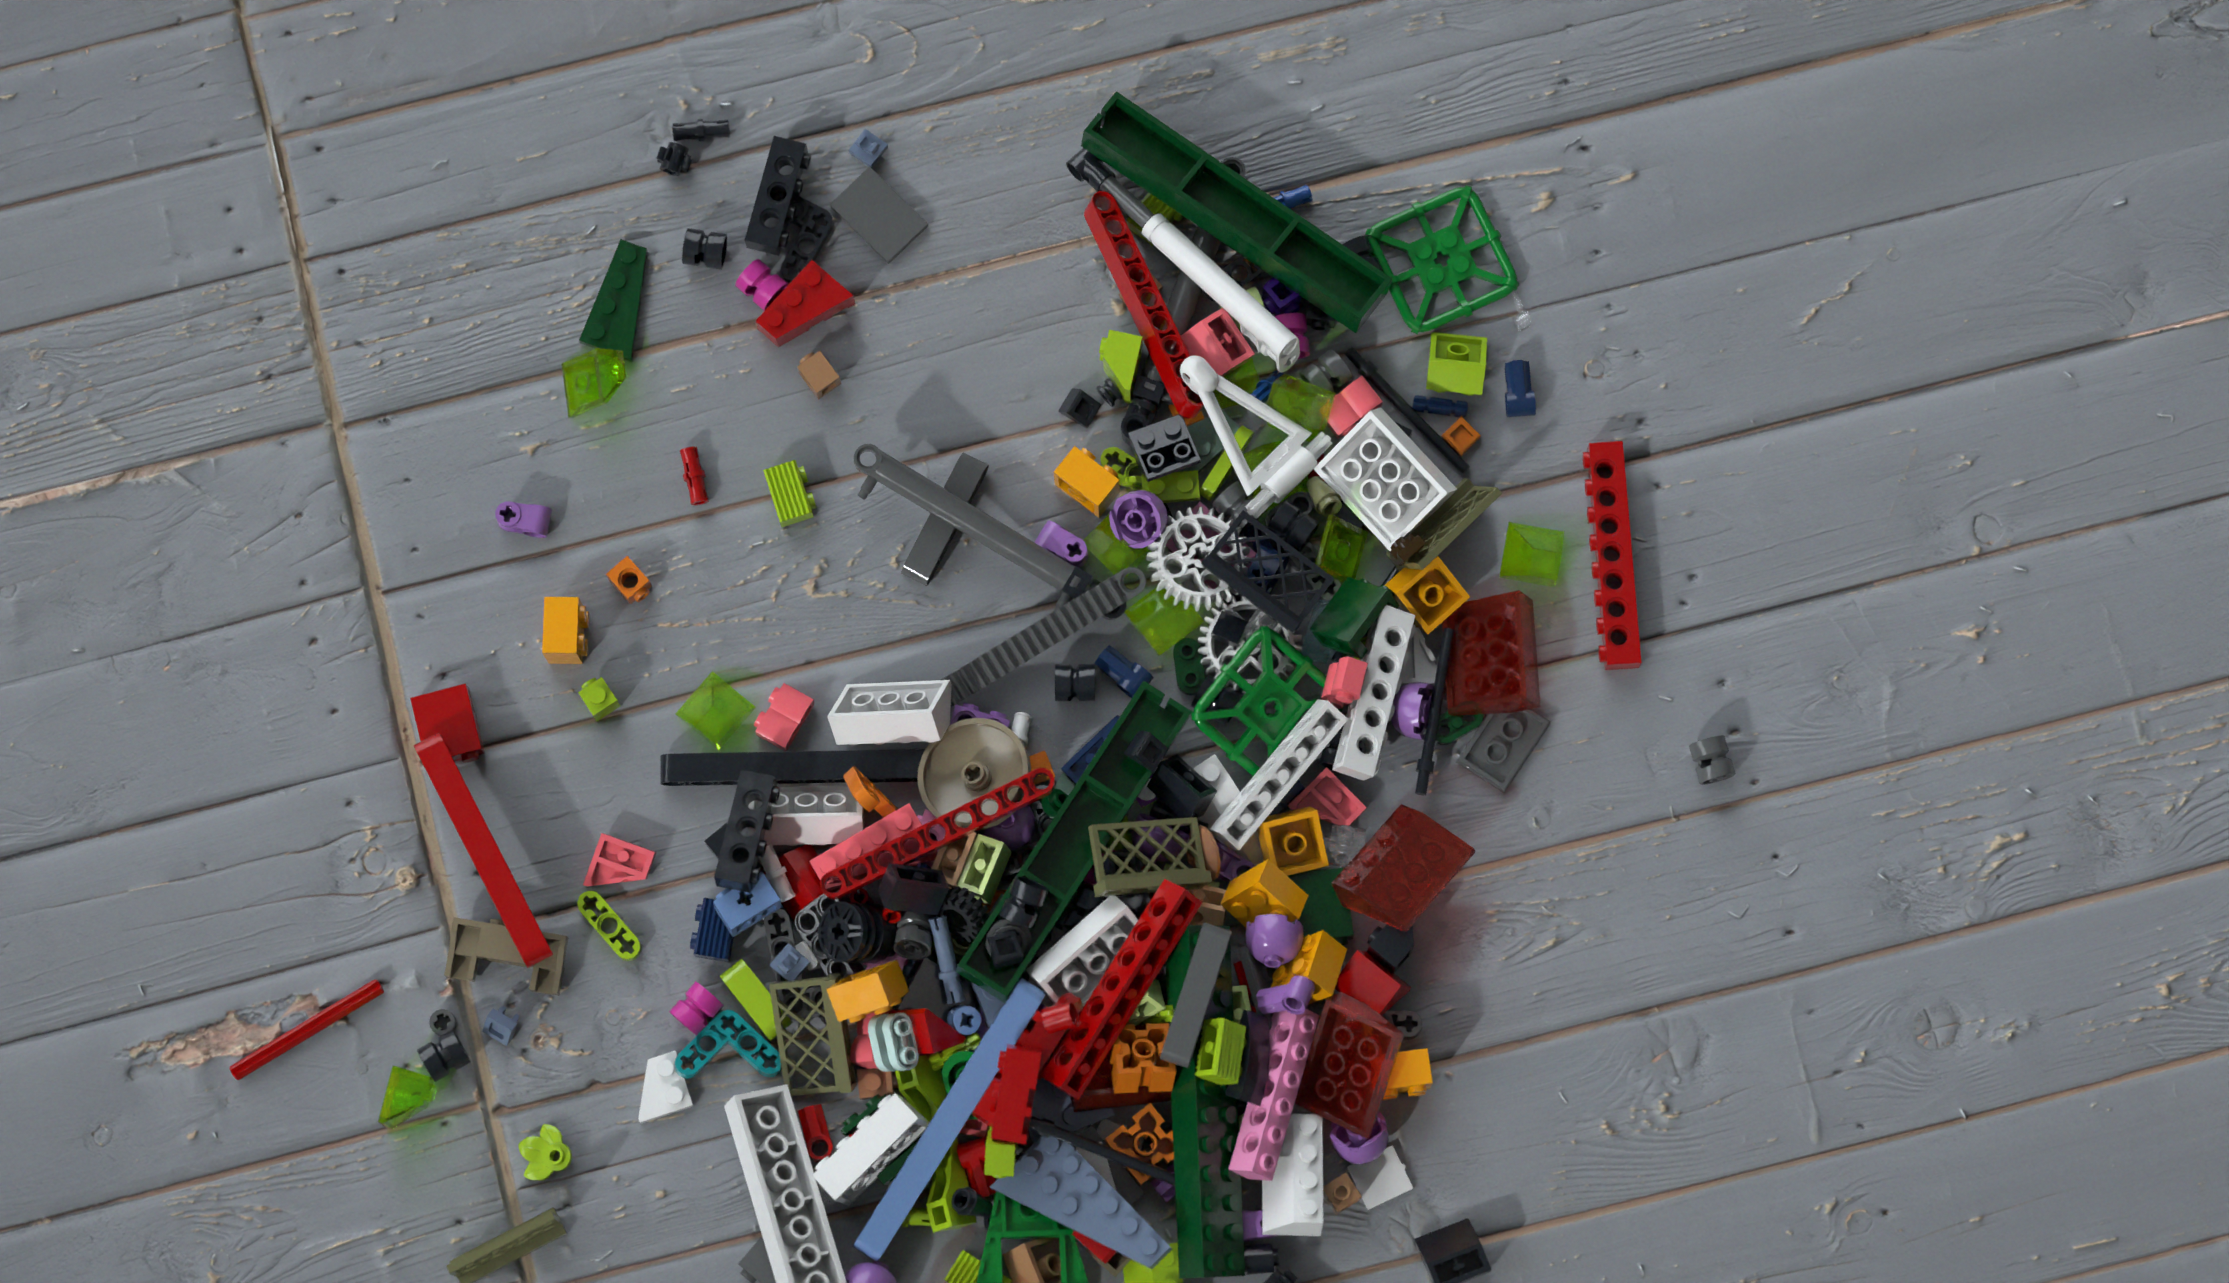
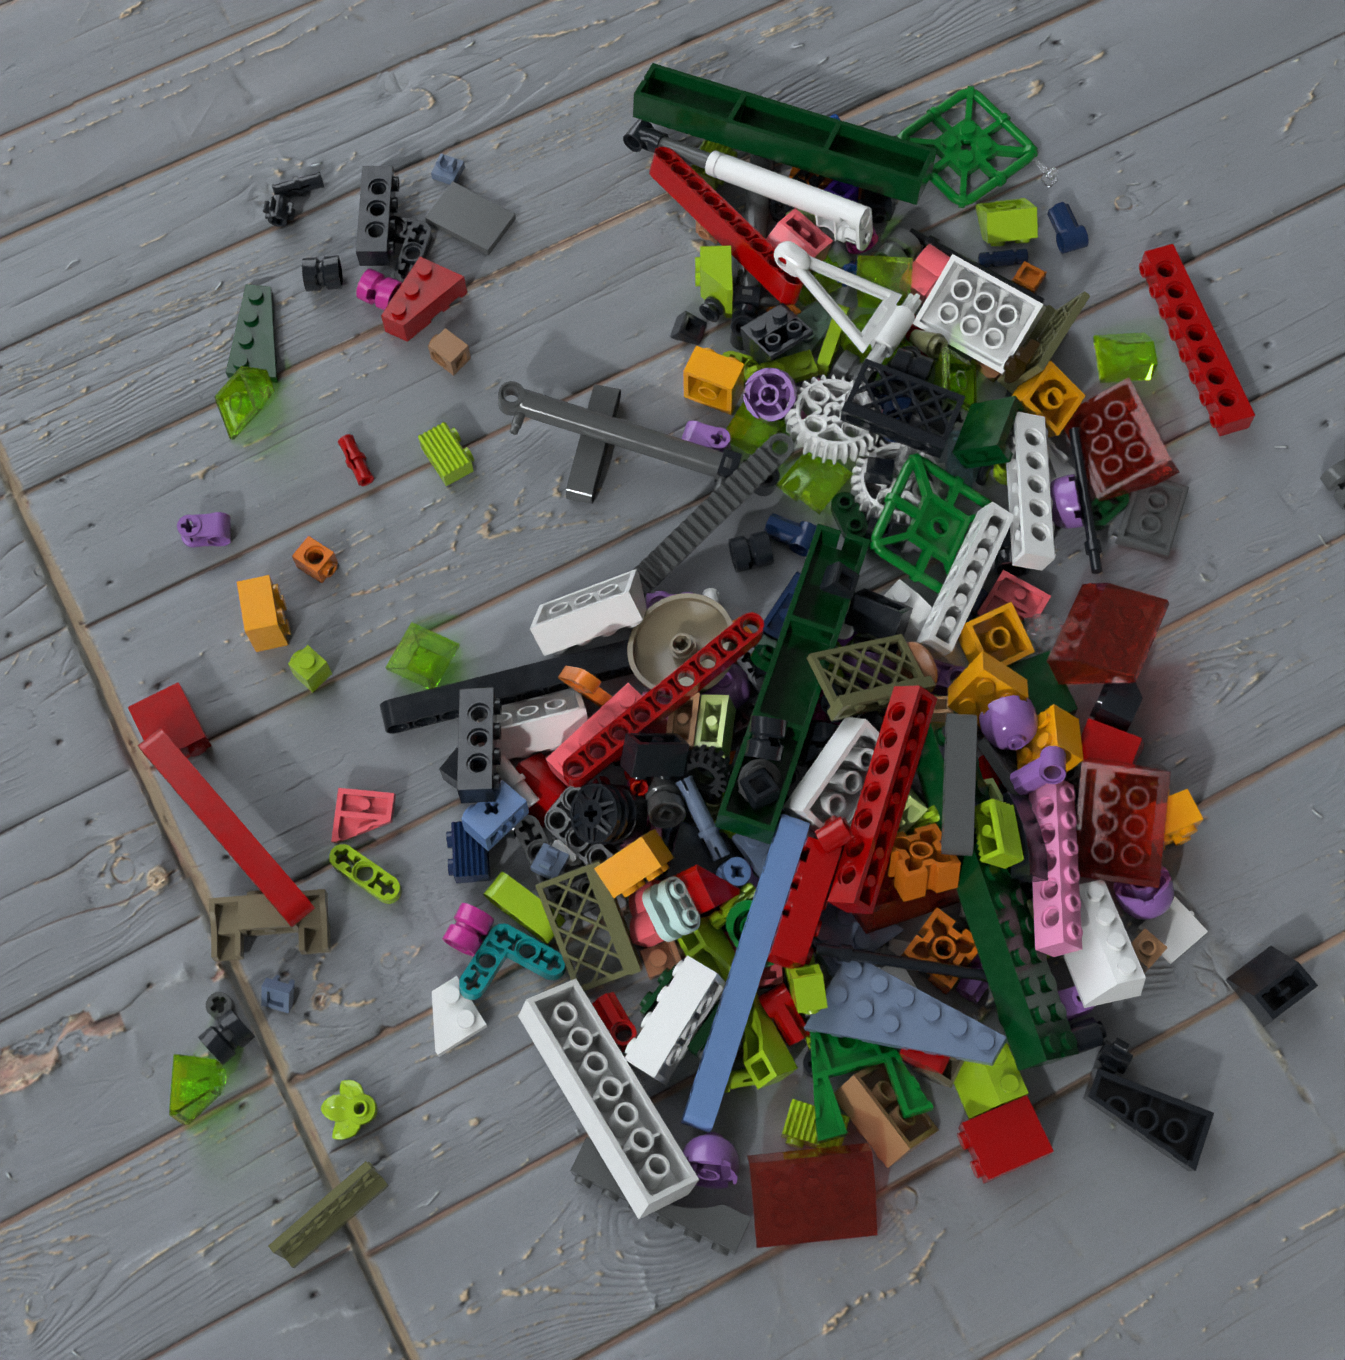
camera: 15 degrees left, 10 degrees down
(306, 1029) = (83, 1047): red axle -> none
(784, 717) = (488, 644): coral brick -> none
(971, 1203) = (789, 1049): black cone -> none
(1014, 1093) = (809, 920): red wedge -> none
(1344, 681) = (1001, 482): coral brick -> none

